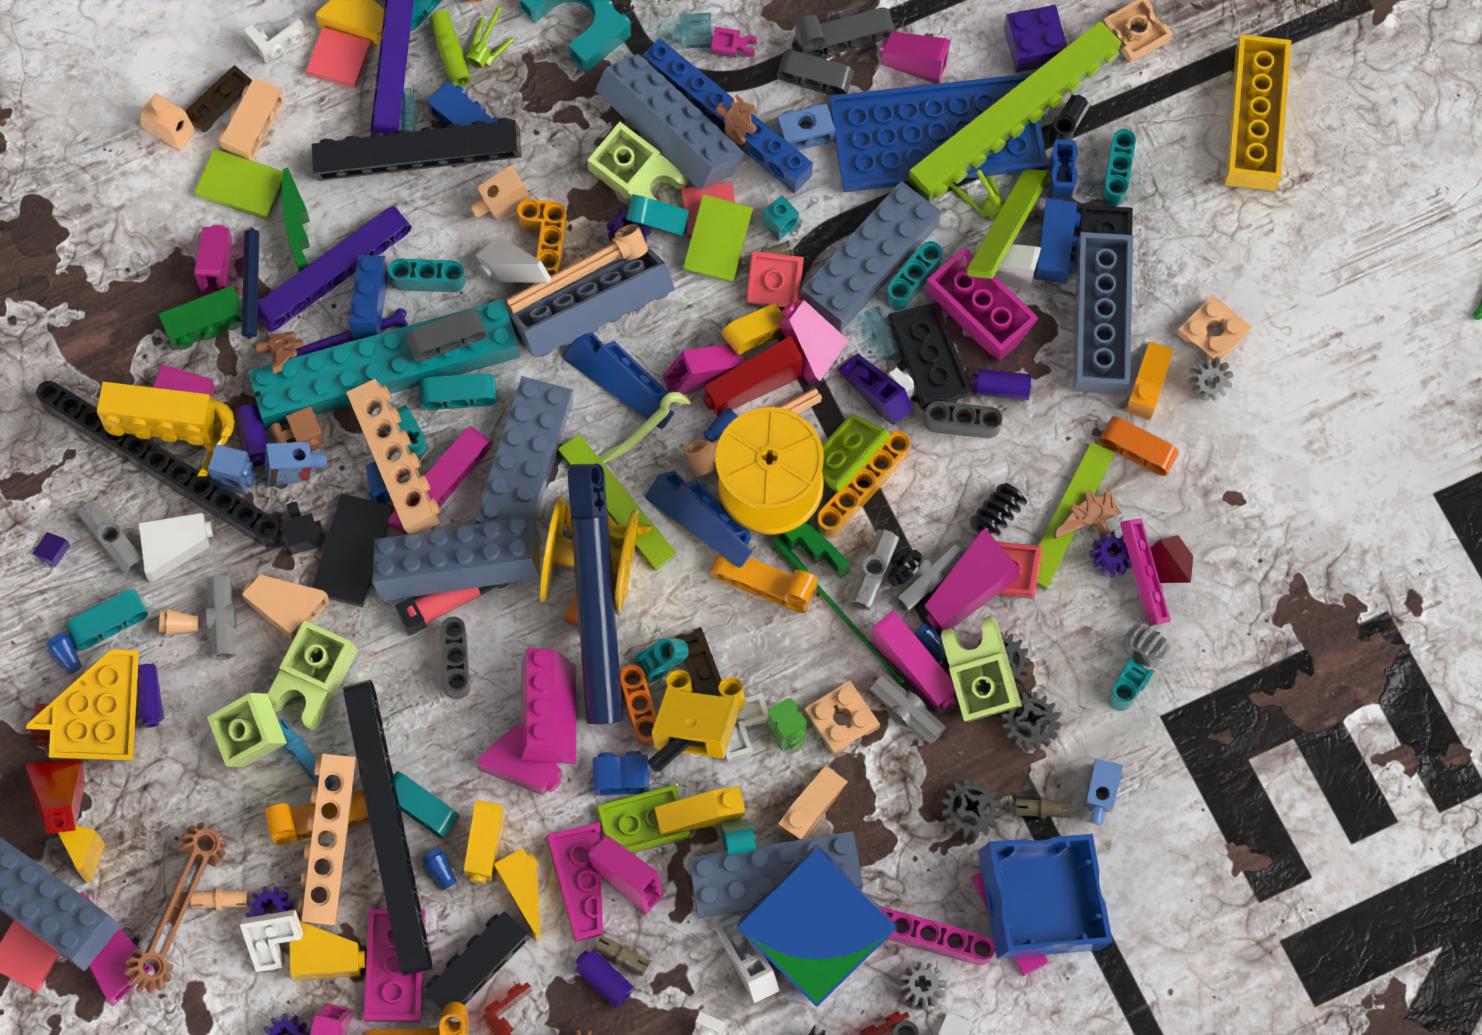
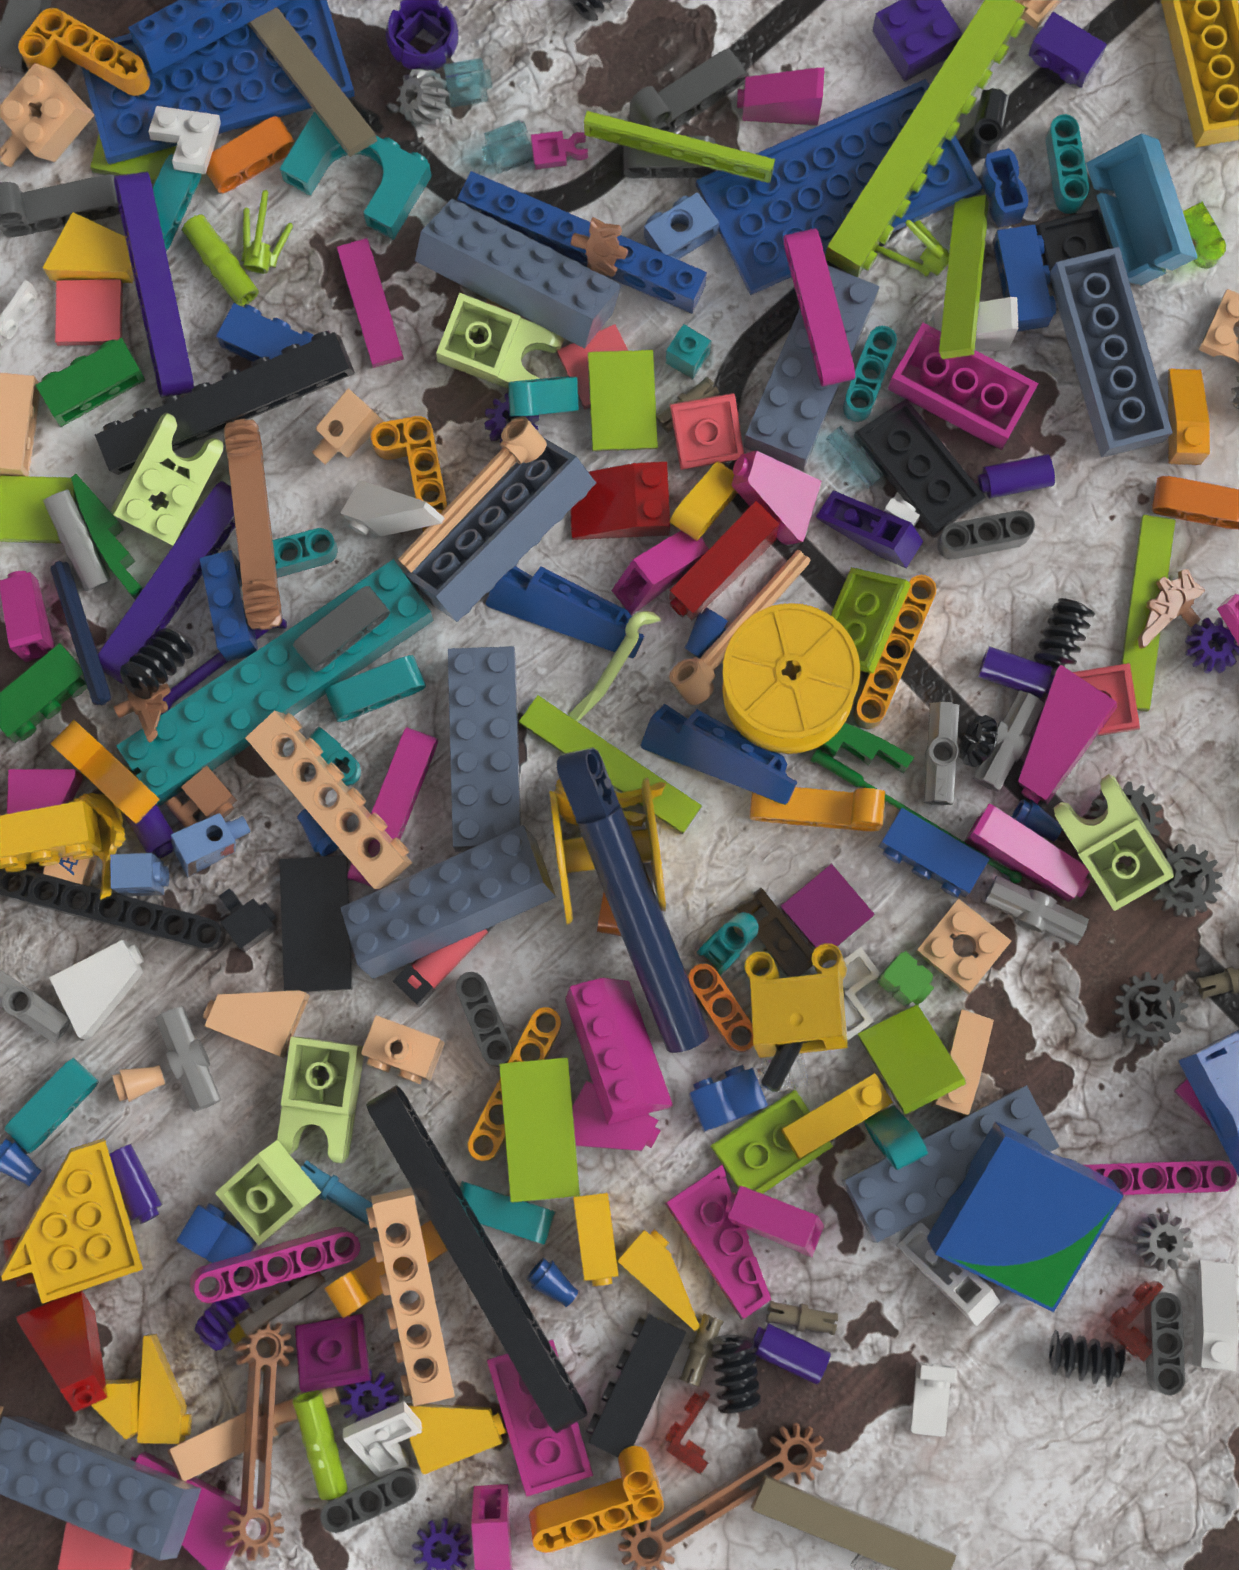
camera: 15 degrees left, 10 degrees up
(110, 865) = (161, 1403): none -> yellow slope
(139, 904) = (211, 1447): none -> light nougat tile
(179, 814) = (219, 1320): none -> dark purple gear
(185, 451) = (73, 870): none -> light nougat brick
(196, 756) = (214, 1236): none -> blue brick
(220, 929) = (320, 1445): none -> lime axle
(223, 813) = (274, 1305): none -> dark brown plate
(232, 977) = (357, 1512): none -> dark grey beam
(233, 385) = (105, 771): none -> light orange beam
(247, 780) = (258, 1261): none -> dark pink beam
(253, 865) = (332, 1353): none -> magenta tile
(271, 216) = (76, 540): none -> light grey axle
(298, 320) = (155, 662): none -> black piece
(322, 106) = (90, 381): none -> green brick
(360, 190) = (163, 471): none -> yellowish green brick
(385, 657) = (402, 1048): none -> light nougat brick
(406, 242) = (253, 524): none -> nougat arm
(409, 110) = (199, 357): clear light blue pin -> none
(458, 725) = (530, 1036): none -> light orange beam
(468, 747) = (539, 1129): none -> lime tile
(536, 954) = (701, 1350): none -> dark tan pin
(552, 113) = (370, 303): none -> dark pink tile
(556, 978) = (738, 1373): none -> black piece
(693, 313) = (624, 503): none -> red slope
(747, 658) = (827, 909): none -> magenta tile
(771, 785) = (911, 1059): none -> lime tile
(822, 66) = (678, 147): none -> lime tile
(841, 641) = (933, 854): none -> blue brick
(887, 211) = (819, 307): none -> dark pink beam
(950, 526) = (1016, 672): none -> dark purple brick
(1147, 84) = (1066, 50): none -> dark purple brick
(1165, 225) = (1146, 212): none -> dark azure piece
(1206, 249) = (1205, 236): none -> clear neon green leg

